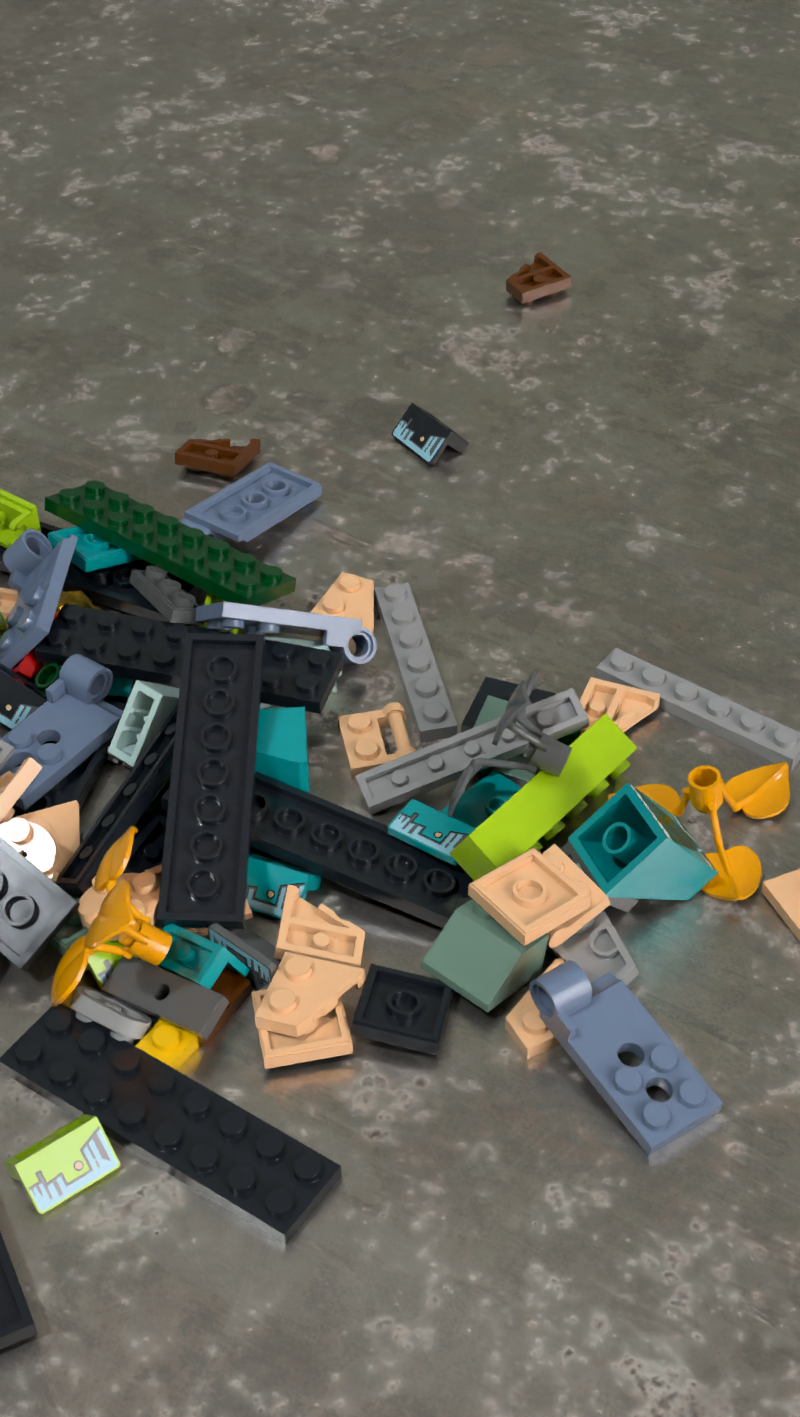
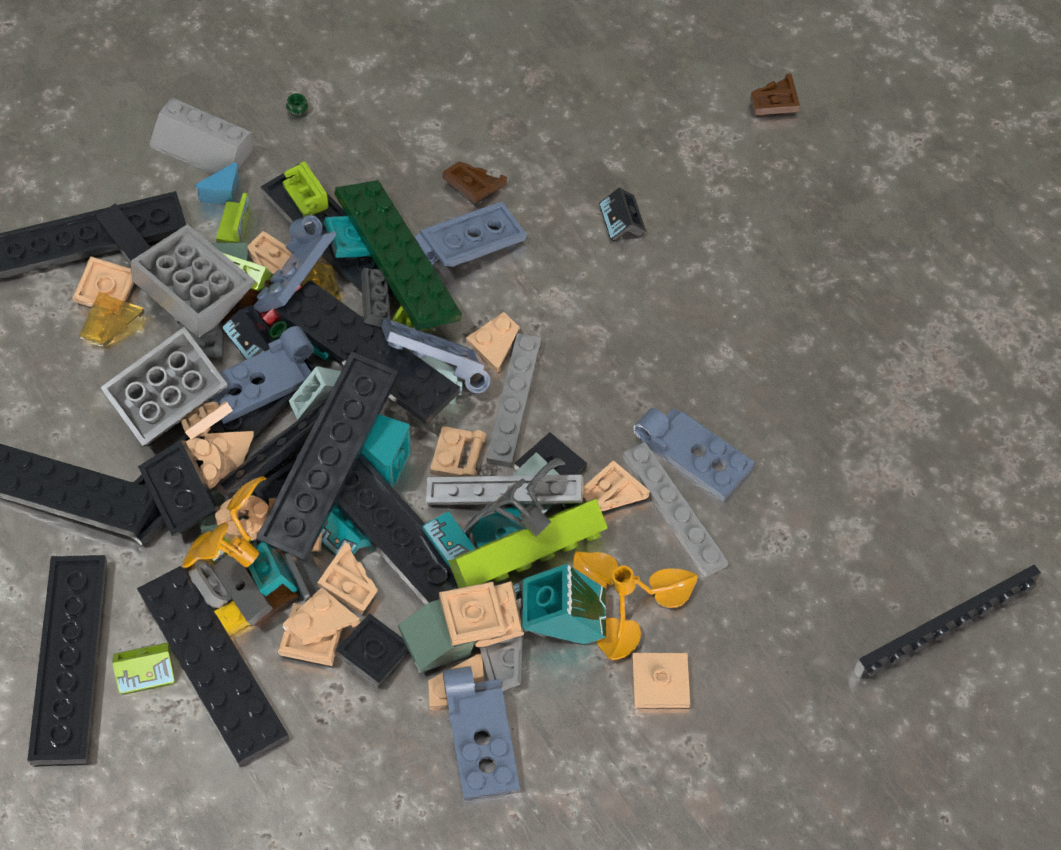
camera: 20 degrees right, 15 degrees up
(658, 632) = (679, 434): none -> sand blue hinge

